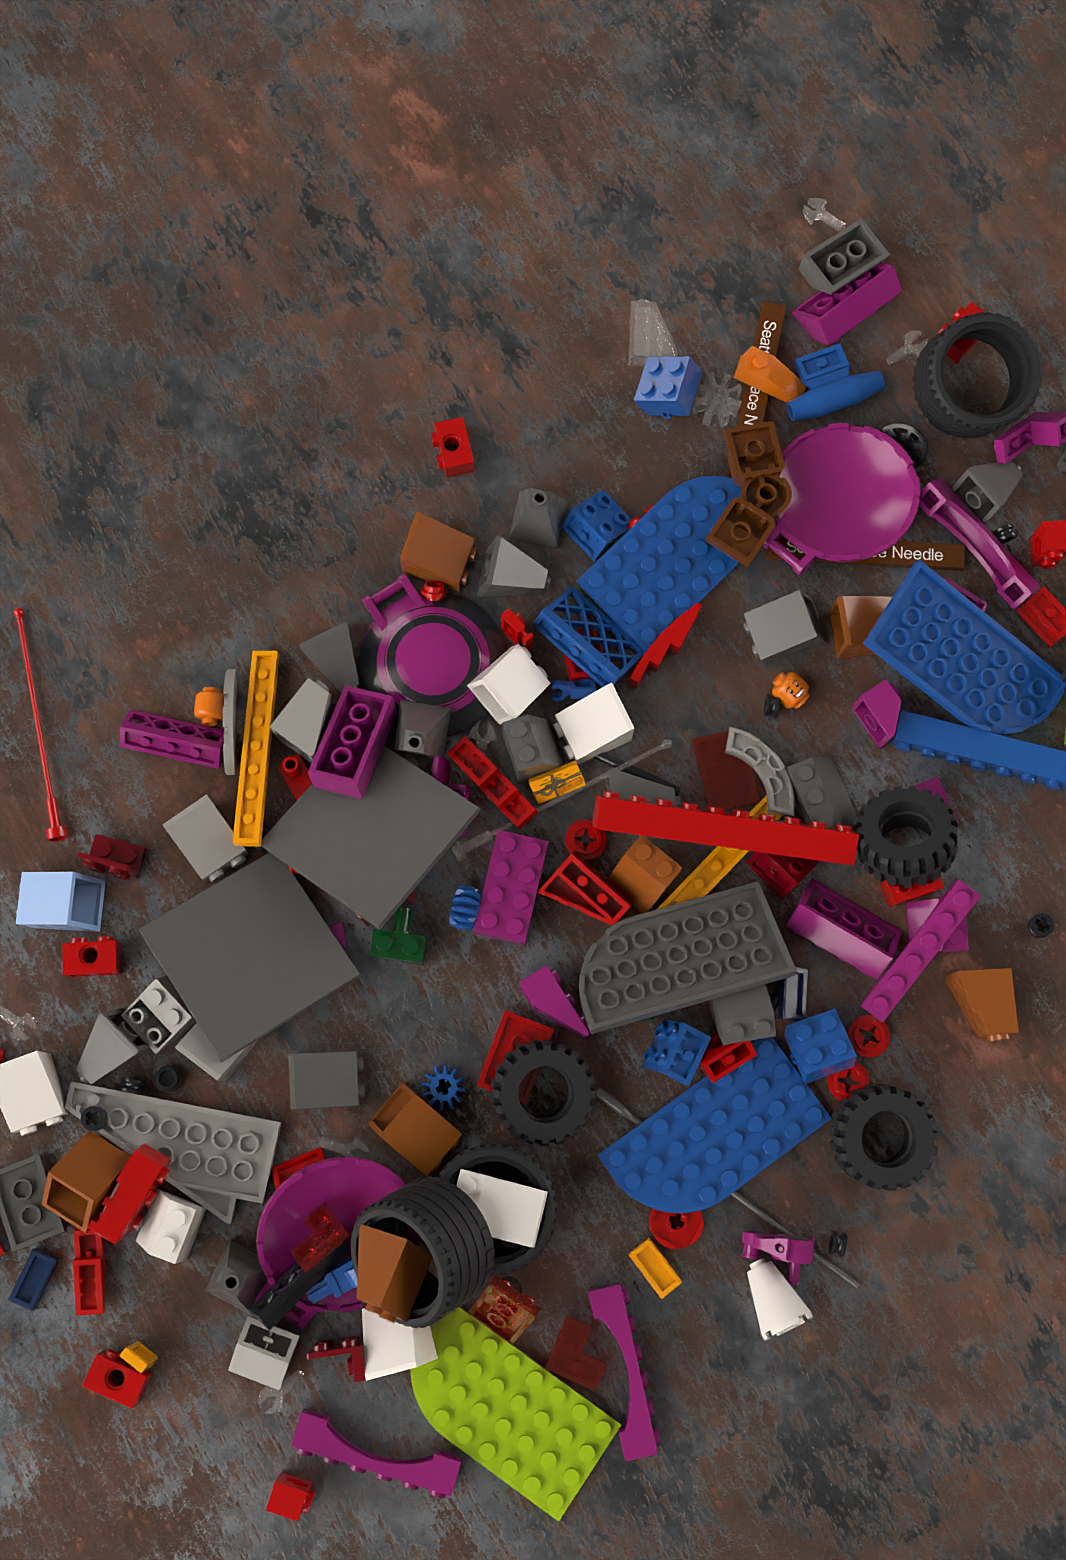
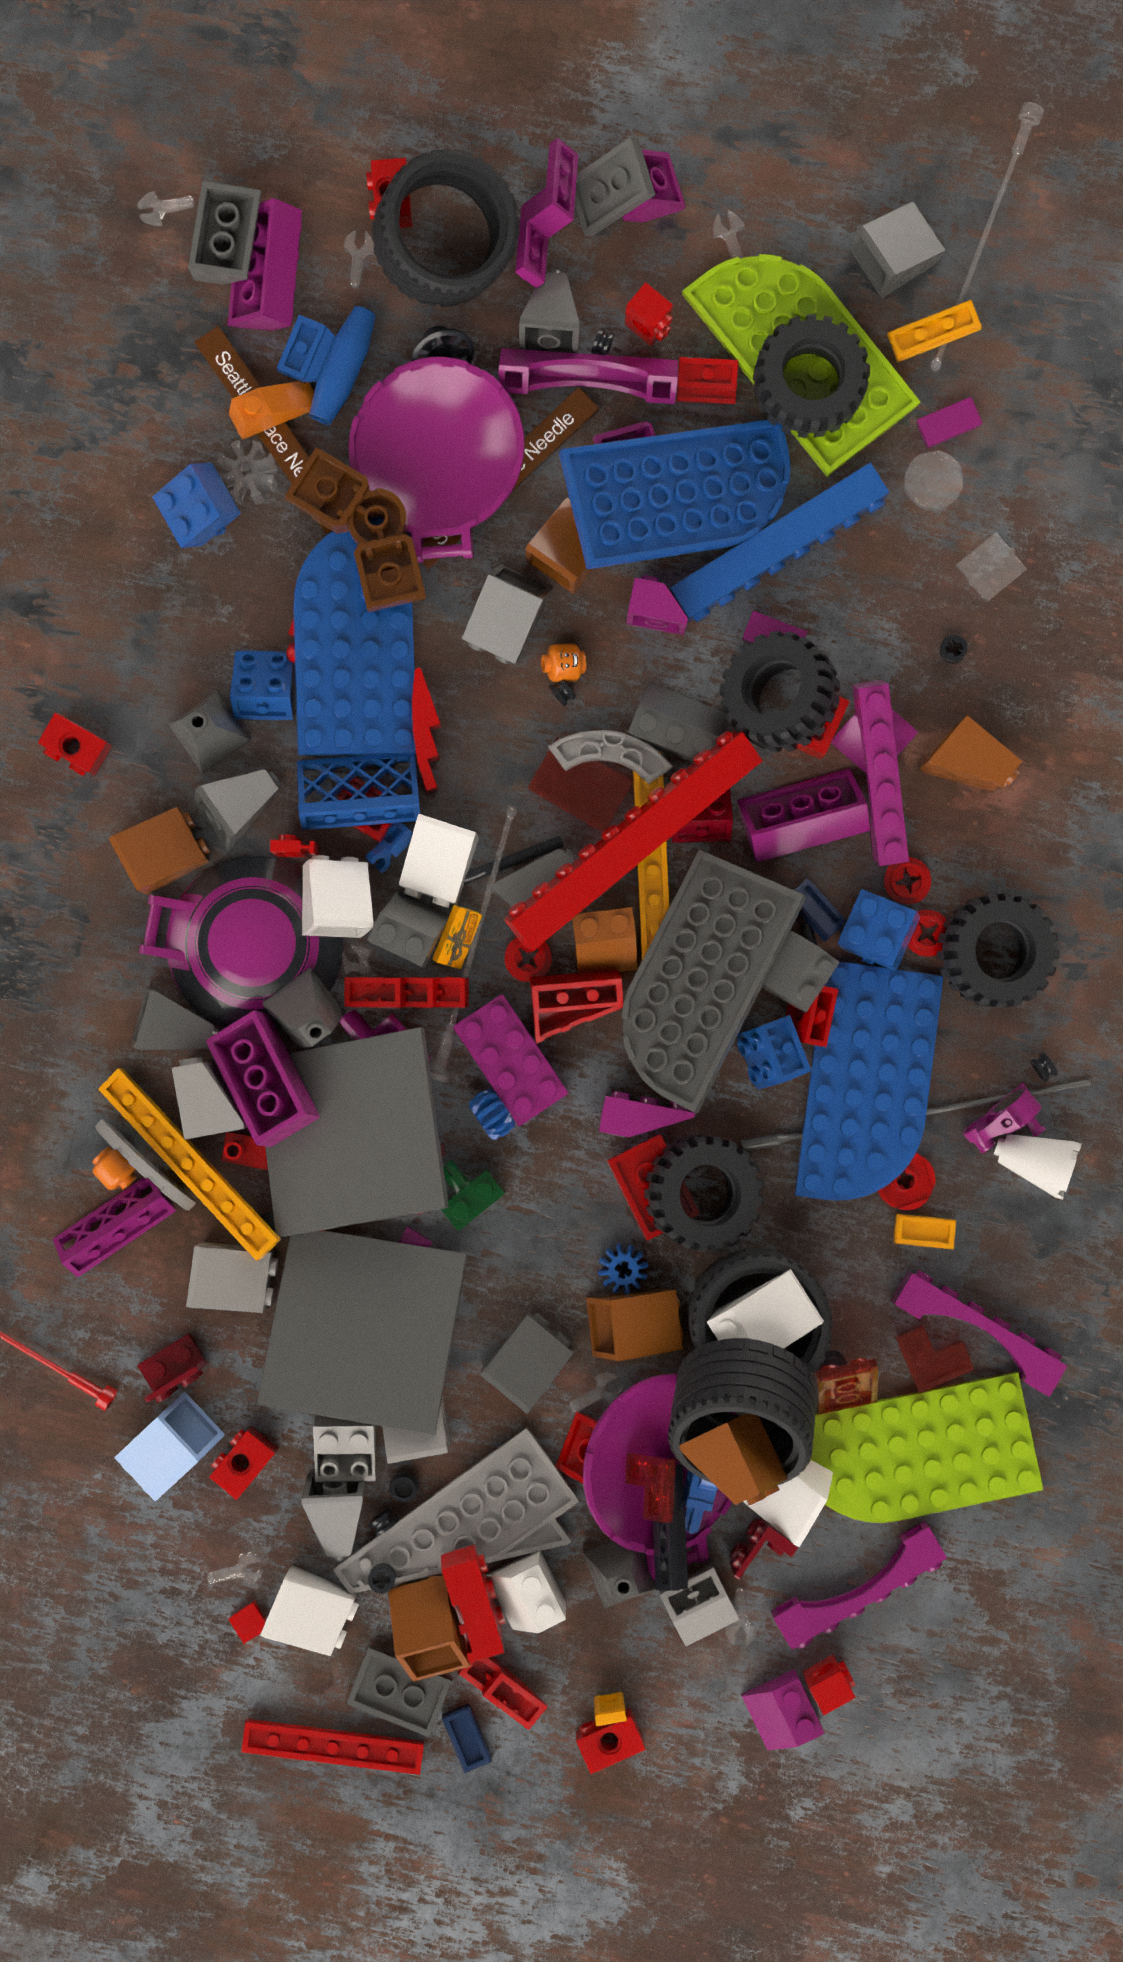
camera: 45 degrees left, 10 degrees up
(242, 1483) = (783, 1712): none -> magenta slope
(433, 590) = (190, 884): red plate -> none
(648, 334) = (131, 474): clear slope -> none

